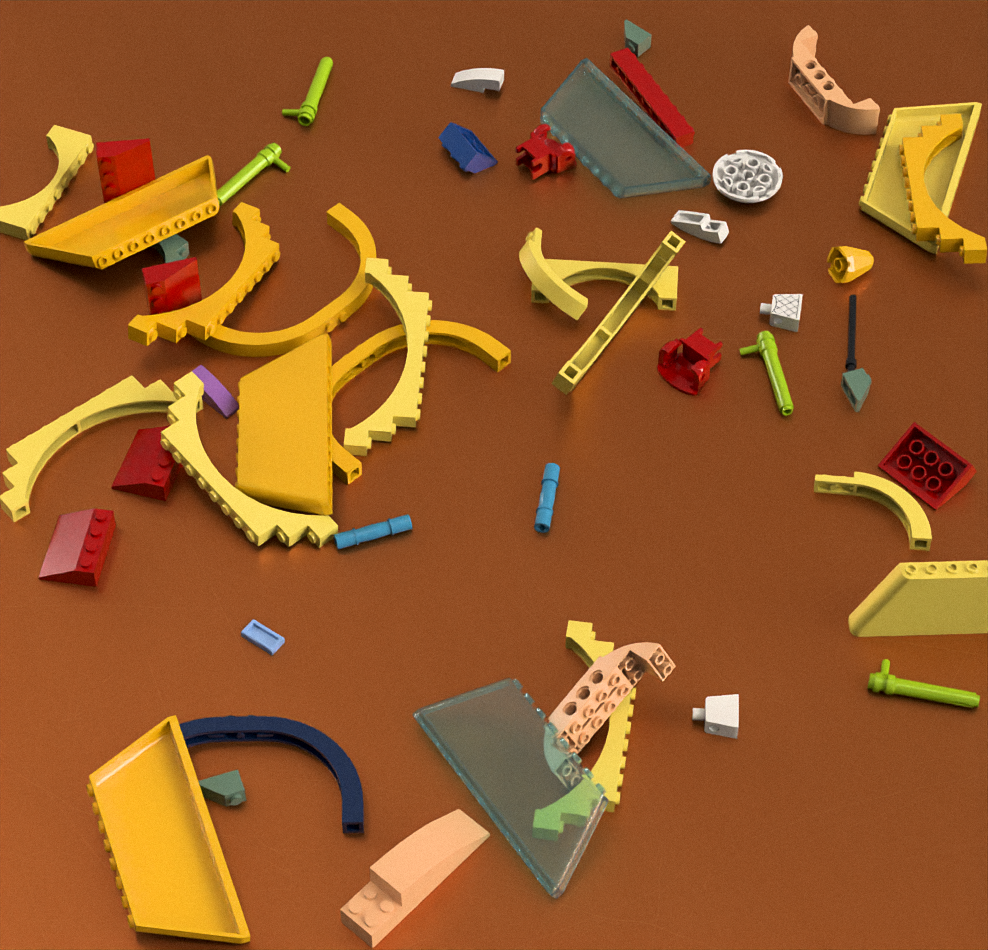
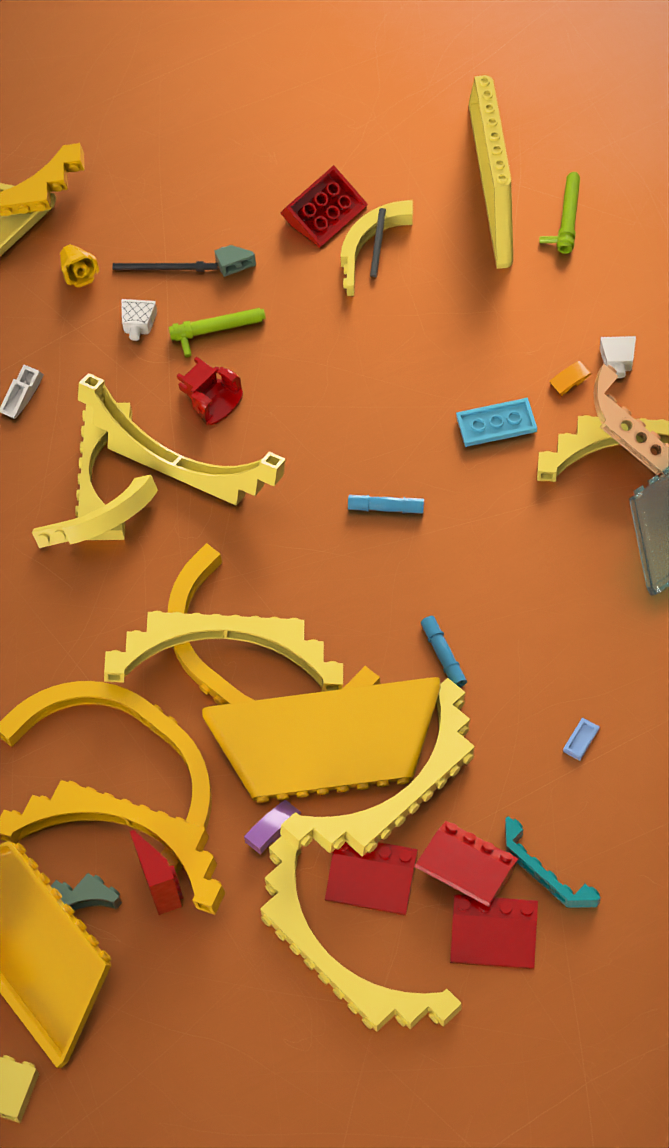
camera: 90 degrees left, 10 degrees up
(139, 521) = (467, 863): none -> red slope
(170, 567) = (584, 897): none -> teal slope
(639, 597) = (496, 422): none -> medium azure plate
(694, 669) = (569, 377): none -> light orange slope
(875, 507) = (378, 241): none -> dark grey bar

